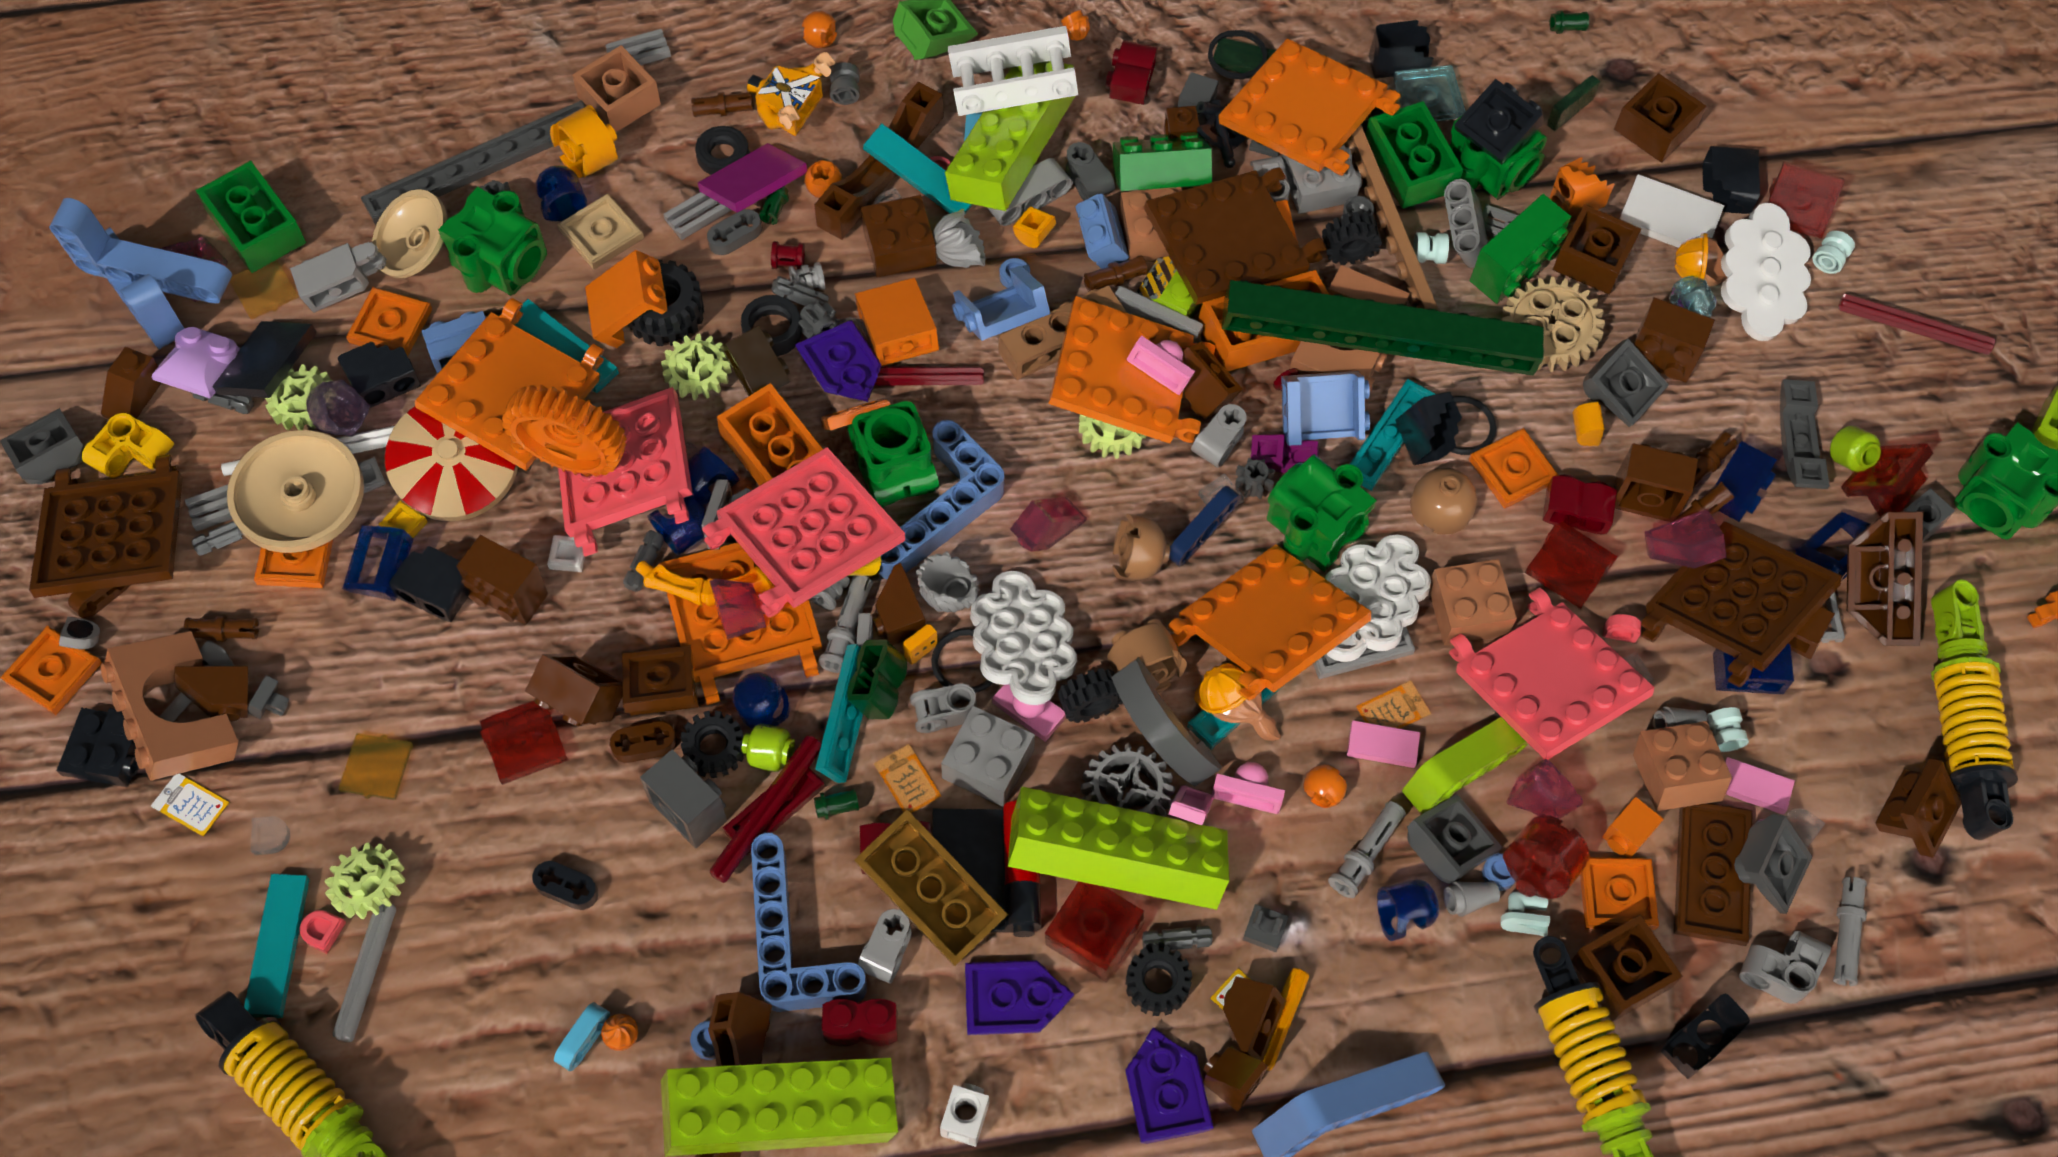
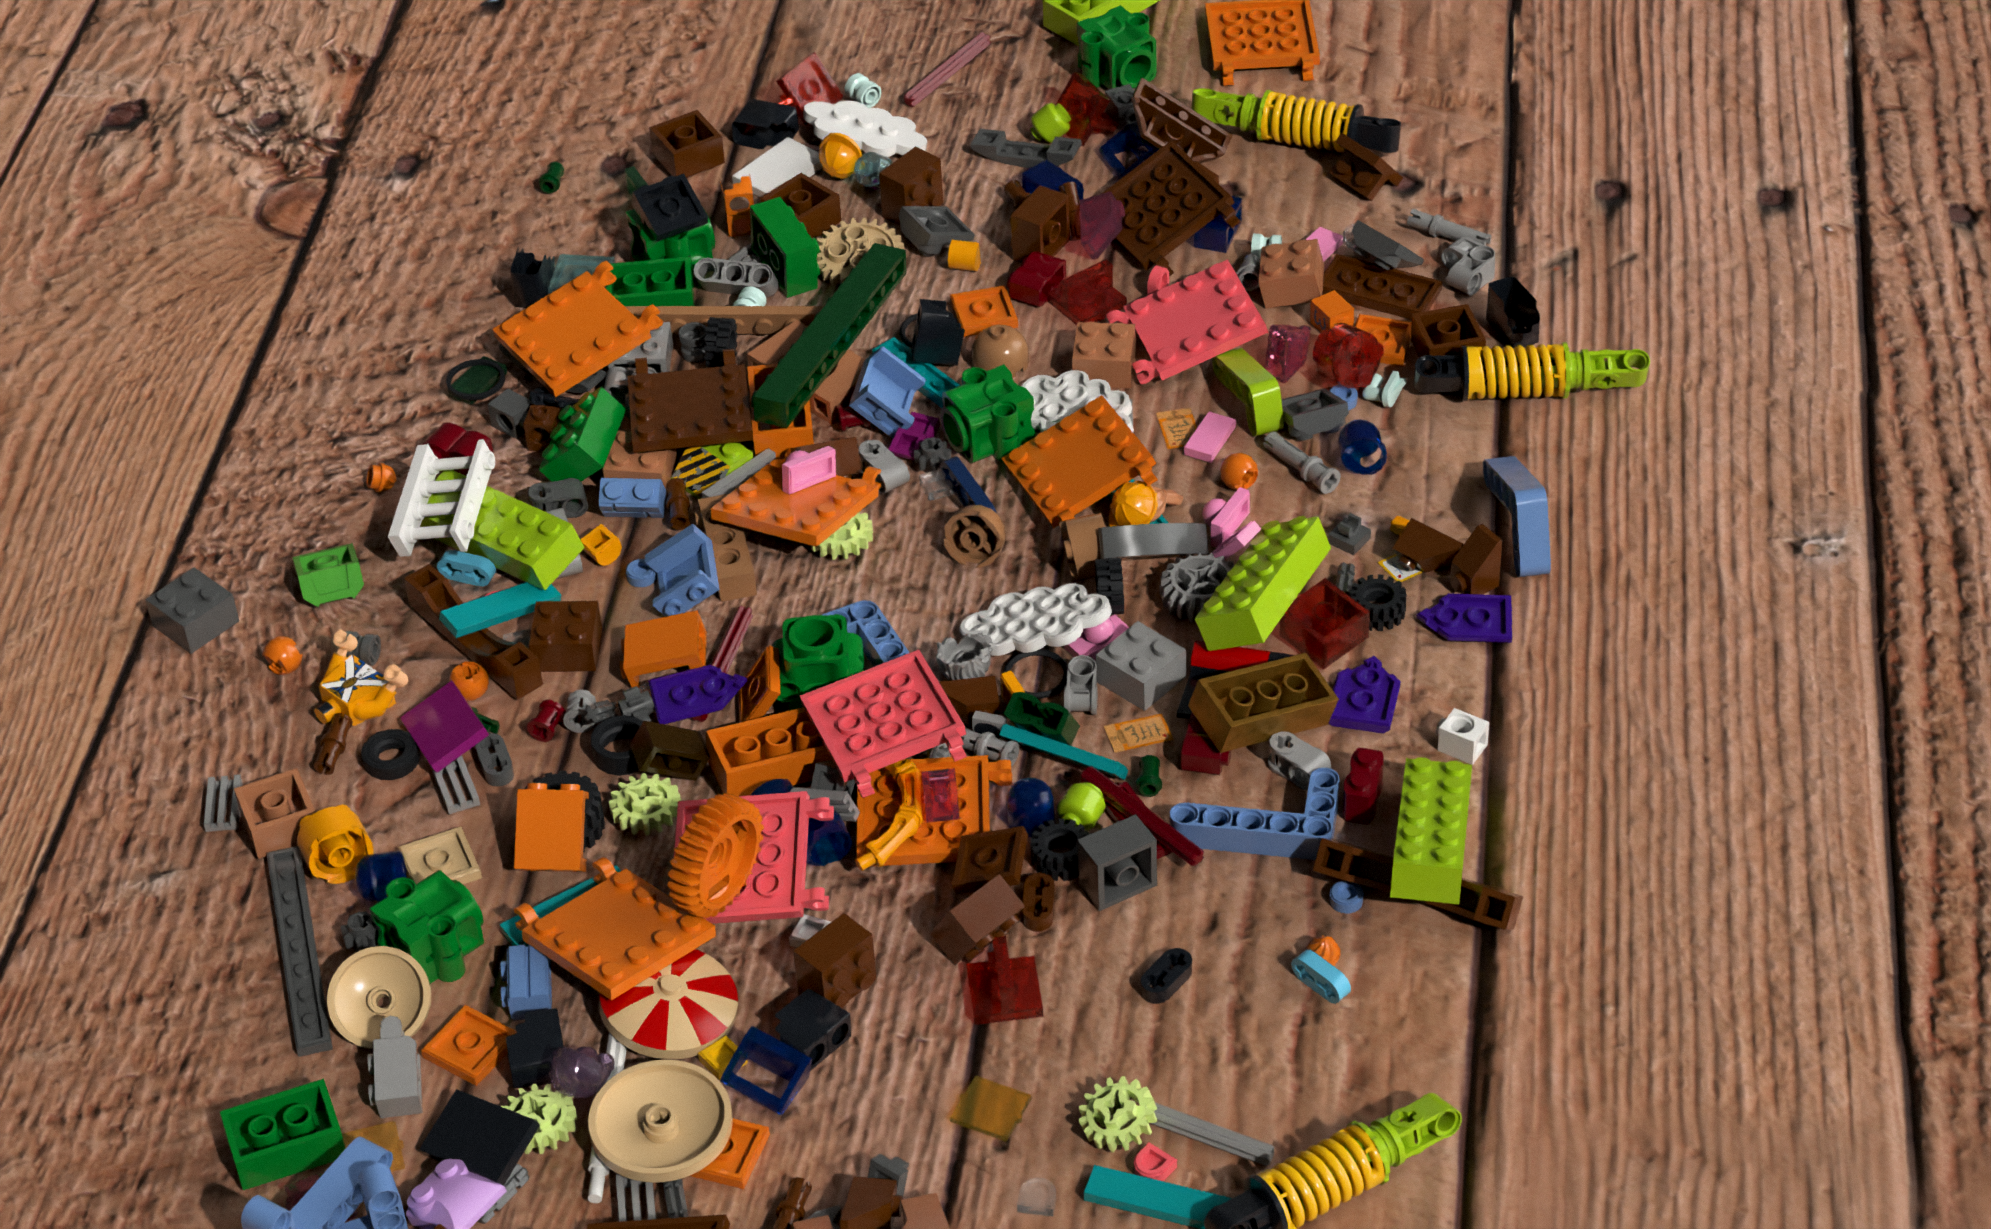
camera: 70 degrees left, 20 degrees down
(652, 542) = (845, 876): dark grey axle -> none
(958, 241) = (603, 587): light grey hair -> none
(1046, 523) = (925, 592): clear pink slope -> none
(1468, 897) = (1360, 410): light grey cone -> none

